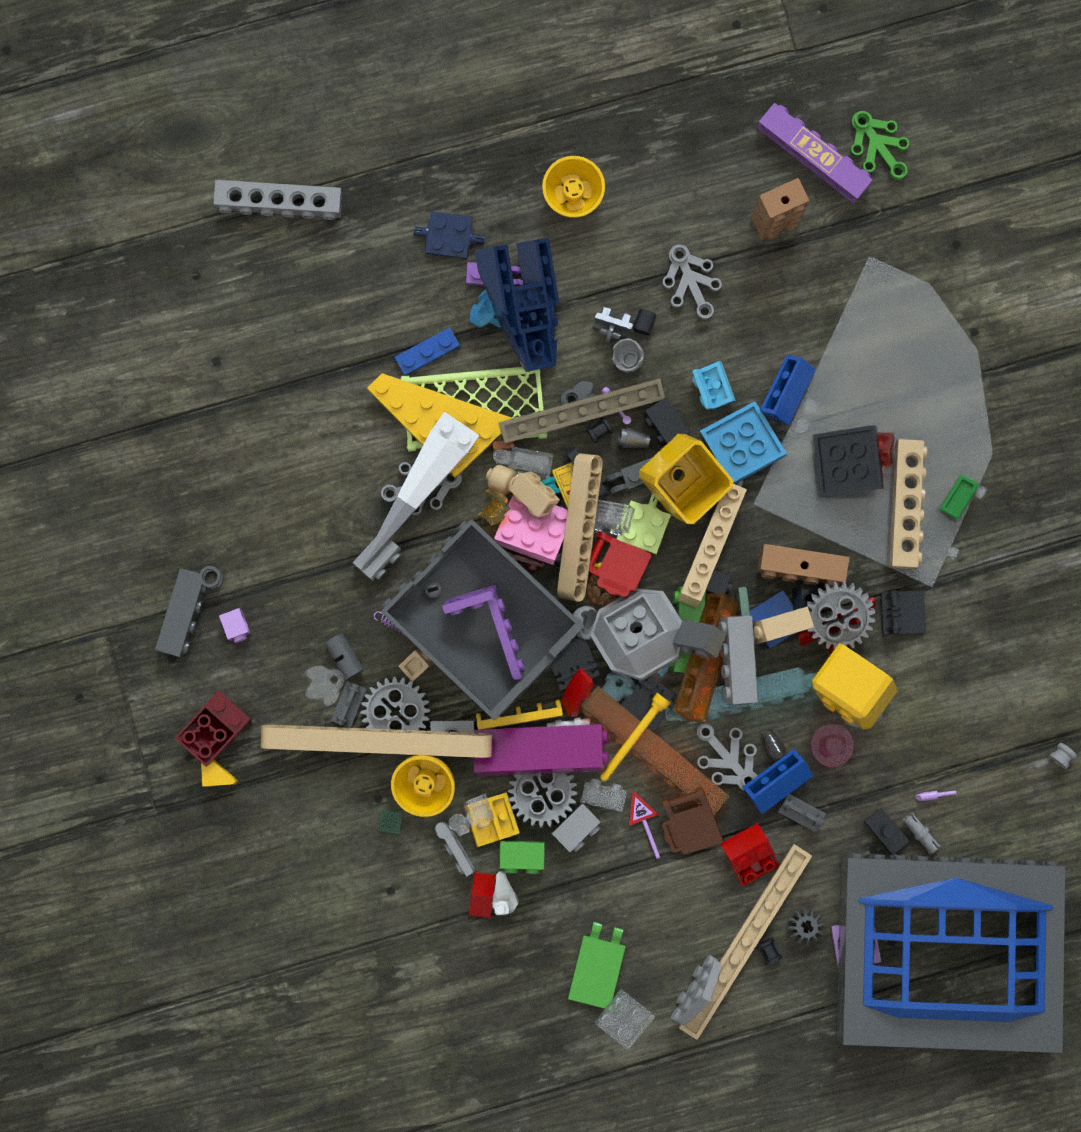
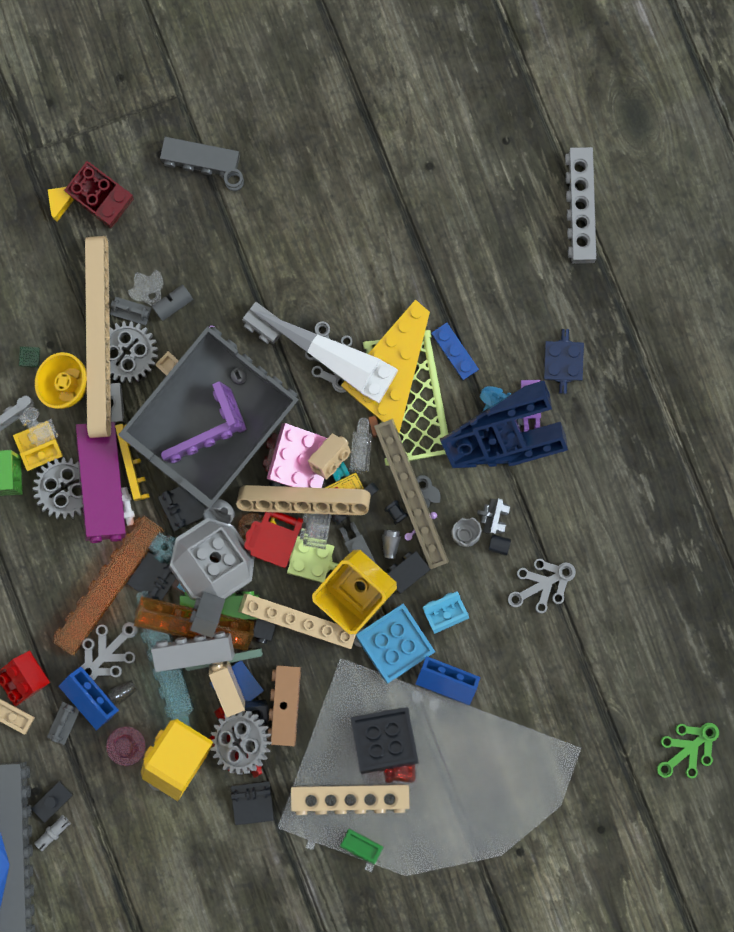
camera: 85 degrees right, 0 degrees up
(235, 625) = (192, 204): lavender brick -> none
(496, 510) = (311, 422): clear yellow bracket -> none
(500, 479) = (343, 426): tan head -> none
(576, 828) = (35, 521): light grey brick -> none
(577, 690) = (154, 510): red slope -> none
(580, 178) = (622, 459): yellow piece -> none
(603, 796) = (64, 542): clear brick -> none
(640, 812) = (54, 578): piece -> none
(659, 703) = (148, 584): yellow piece -> none
(693, 827) = (41, 622): reddish brown piece -> none
(780, 209) = (612, 658): medium nougat brick -> none
(814, 153) = (673, 689): medium lavender brick -> none
(933, 795) = (87, 842): lavender piece -> none

